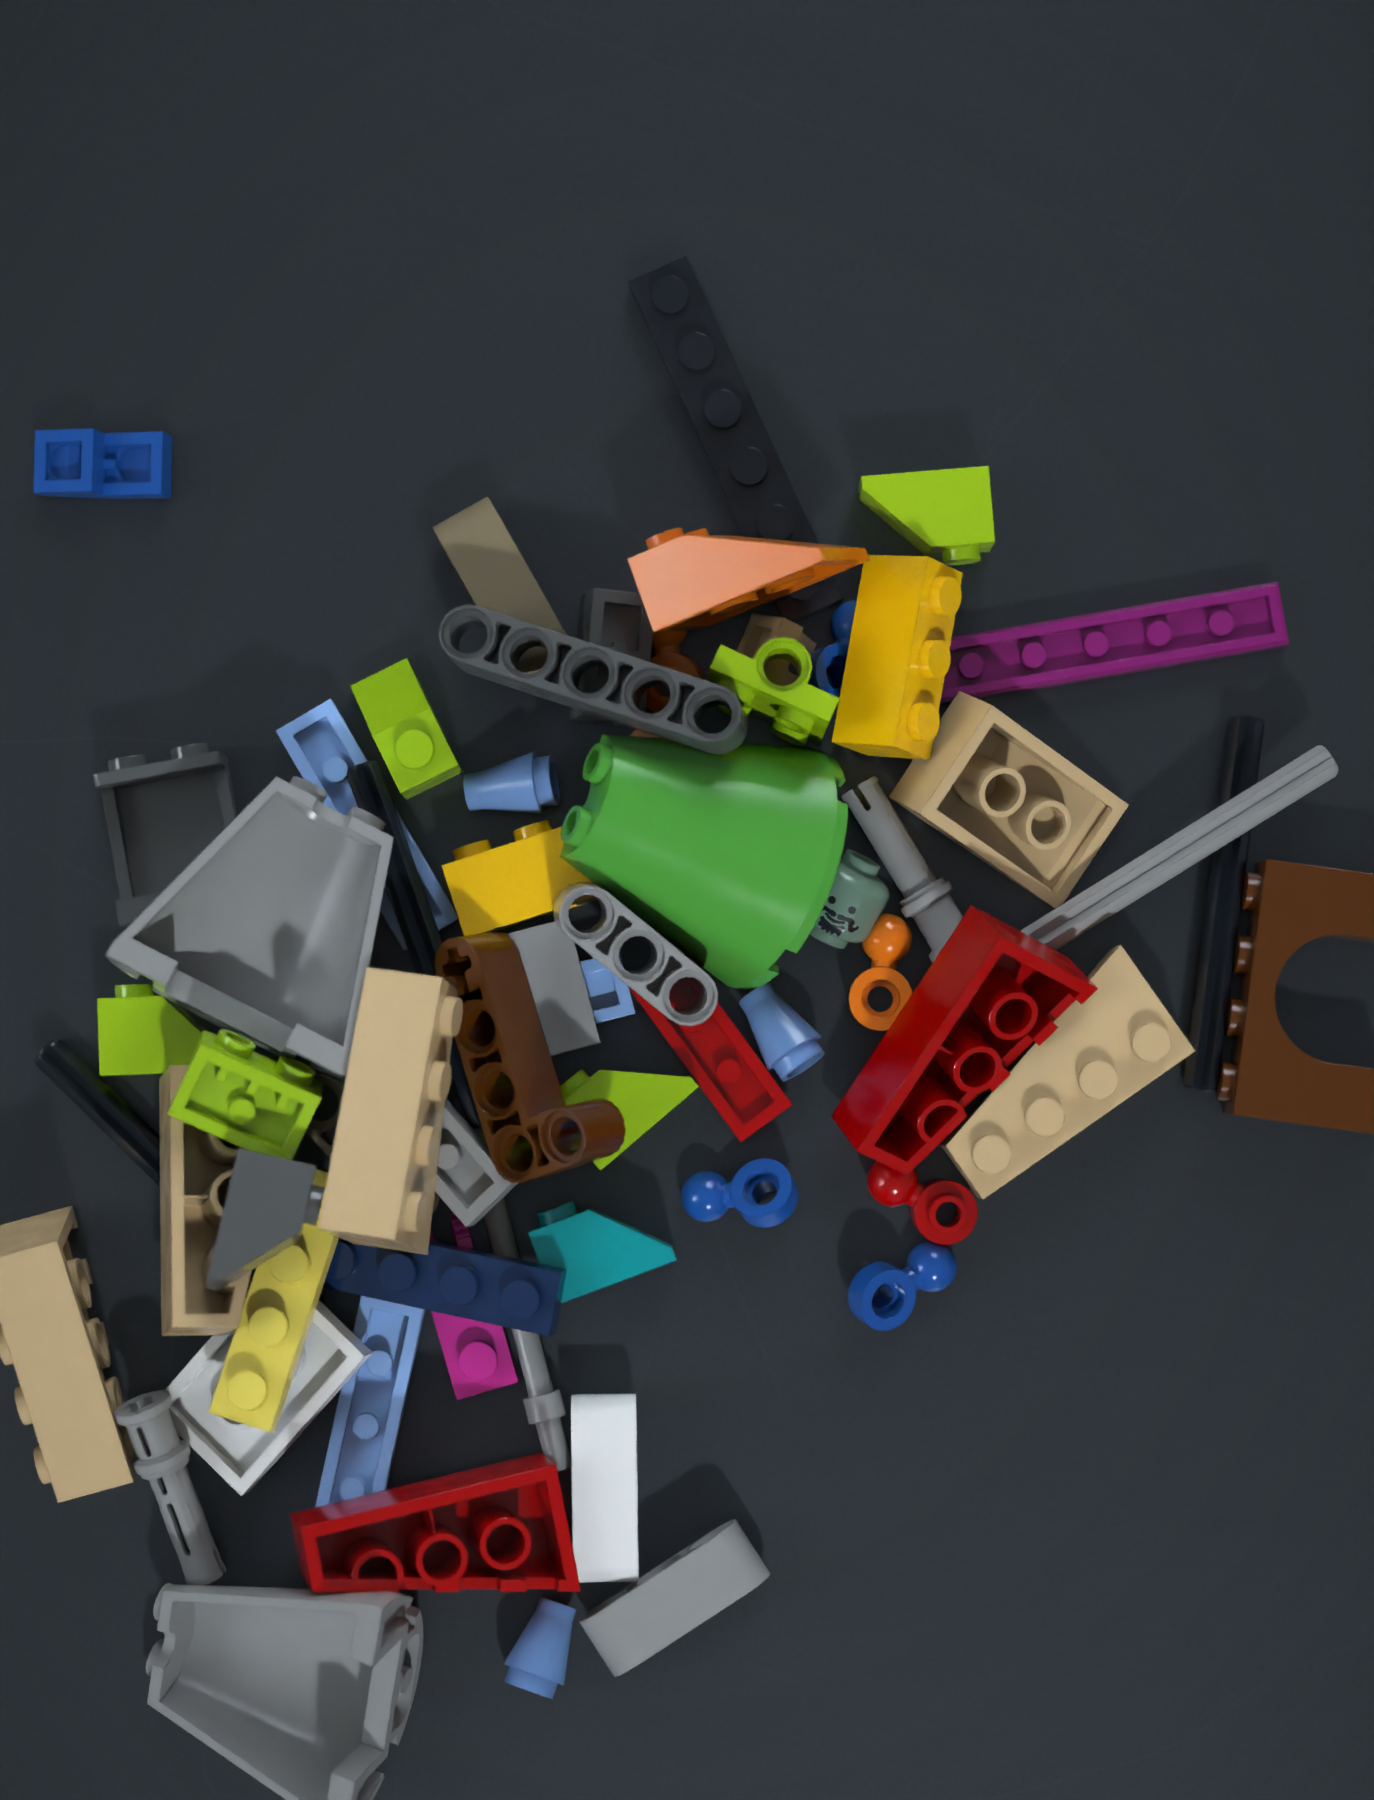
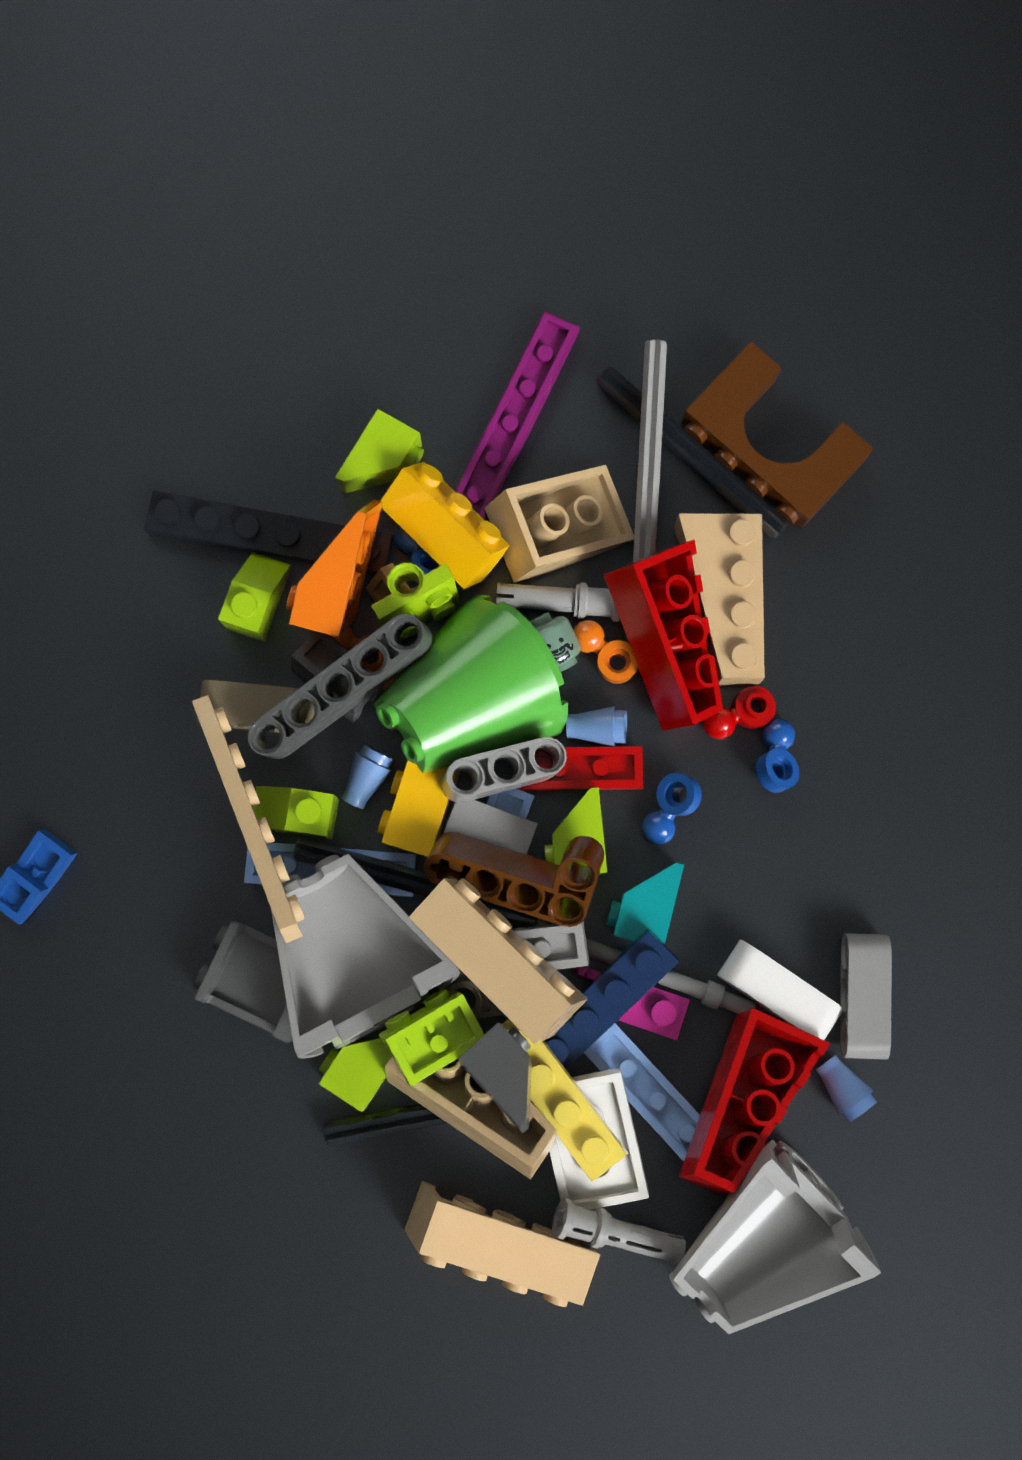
camera: 55 degrees left, 5 degrees down
(339, 707) = (255, 831): none -> tan plate
(643, 483) = (254, 596): none -> lime slope

